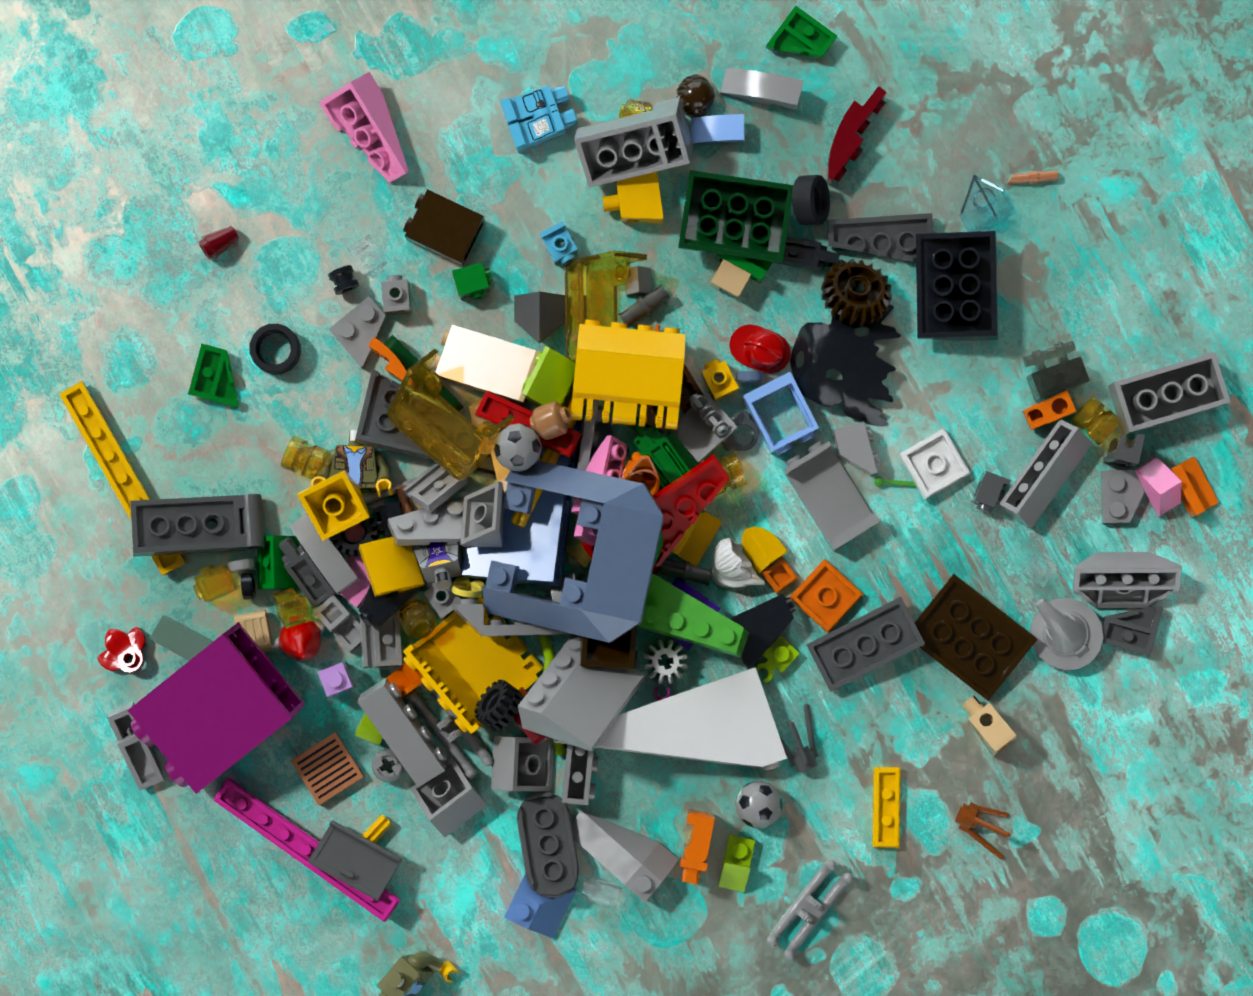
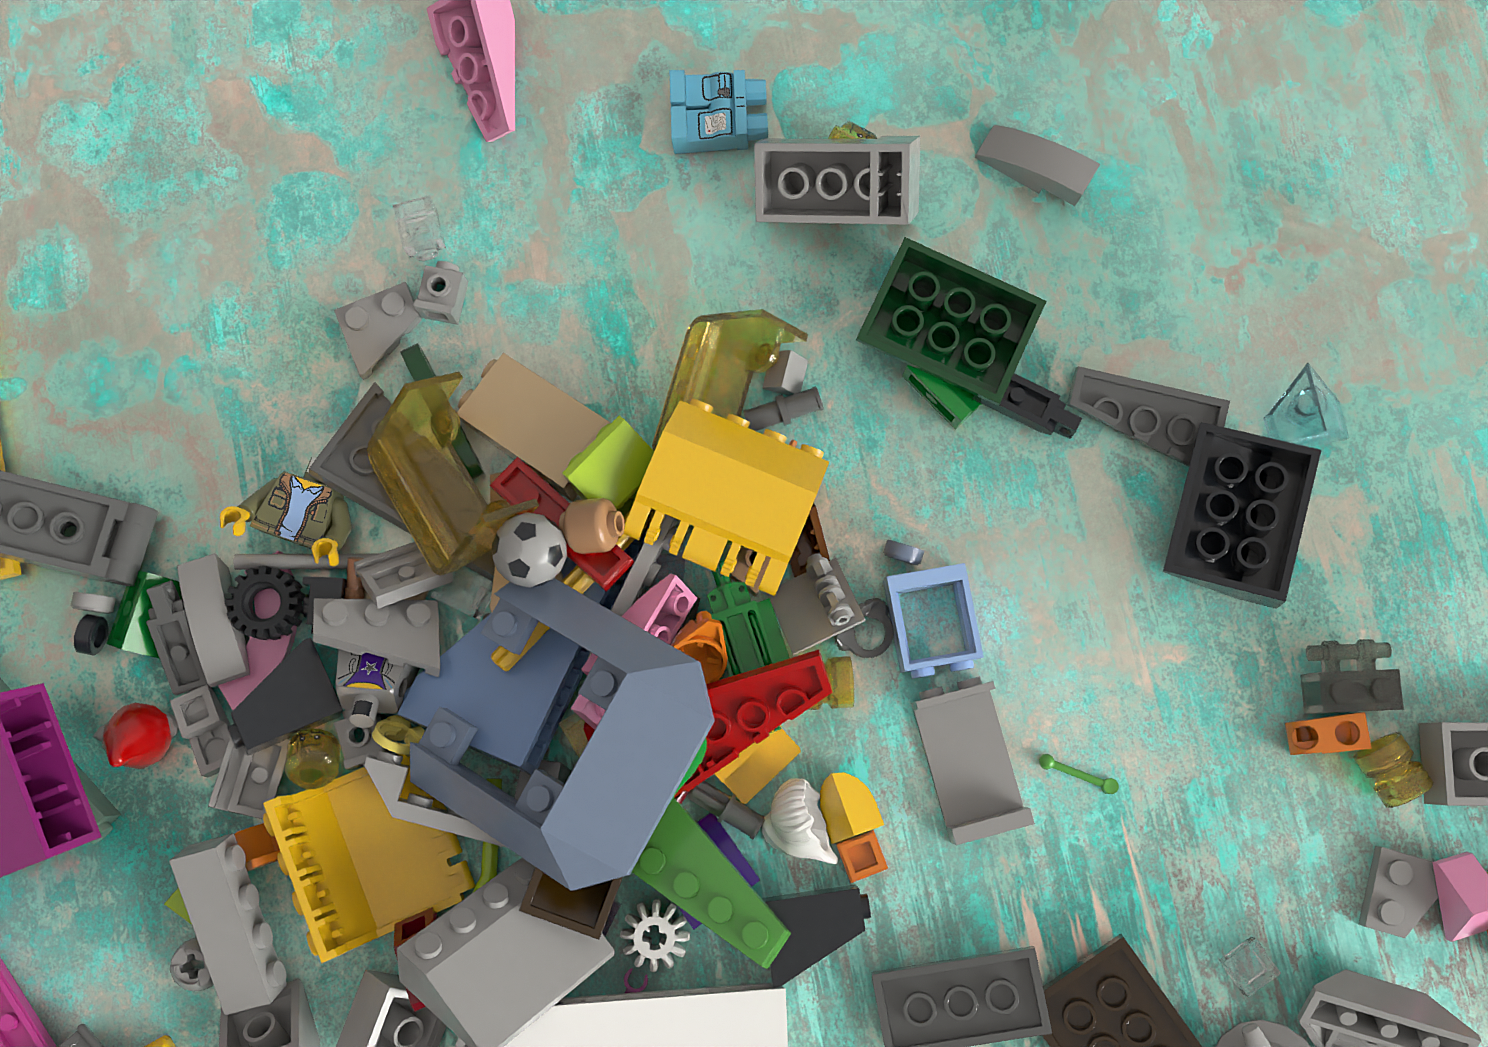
camera: 15 degrees right, 5 degrees down
(213, 377) = (152, 327): green wing -> none
(214, 583) = (44, 615): clear yellow brick -> none
(217, 242) = (224, 149): dark red cone -> none
(258, 628) = (79, 702): tan piece -> none
(261, 334) = (230, 295): black tyre -> none
(291, 607) = (136, 685): clear yellow brick -> none
(302, 457) = (229, 473): clear yellow wheel -> none
(327, 768) = (110, 939): nougat tile -> none
(334, 504) = (242, 553): yellow slope -> none
(336, 679) = (166, 811): lavender brick -> none
(343, 279) = (376, 249): black wheel -> none
(390, 566) = (292, 670): yellow slope -> none
(394, 367) = (400, 374): orange slope -> none
(443, 227) = (539, 220): dark brown brick -> none
(448, 731) = (300, 953): light grey piece -> none
(472, 281) = (553, 303): green brick -> none
(484, 517) = (452, 640): light grey slope -> none
(498, 705) = (381, 928): black tyre -> none
(539, 313) = (634, 375): dark grey slope -> none
(555, 233) = (688, 274): medium azure brick -> none
(637, 200) = (818, 260): yellow torso -> none
(695, 95) = (942, 147): dark brown hair -> none
(717, 128) = (959, 199): light blue slope -> none
(719, 389) = (851, 557): yellow brick -> none
(730, 278) = (916, 406): tan panel -> none
(760, 348) = (929, 519): red piece -> none
(778, 656) = (825, 979): lime plate -> none
(802, 36) = (1111, 111): green wing -> none
(810, 200) = (1063, 330): black tyre -> none
(826, 596) = (921, 908): orange tile -> none
(841, 287) = (1092, 479): dark brown gear -> none
(846, 141) = (1141, 261): dark red slope -> none
(851, 356) = (1061, 568): black piece -> none
(854, 447) = (1026, 702): light grey slope -> none
(934, 463) = (1135, 761): white tile -> none
(989, 491) = (1207, 827): dark grey brick -> none
(1033, 177) = (1384, 396): nougat piece -> none
(1045, 473) = (1300, 826): light grey brick -> none
(1127, 453) = (1435, 835): dark grey hinge -> none

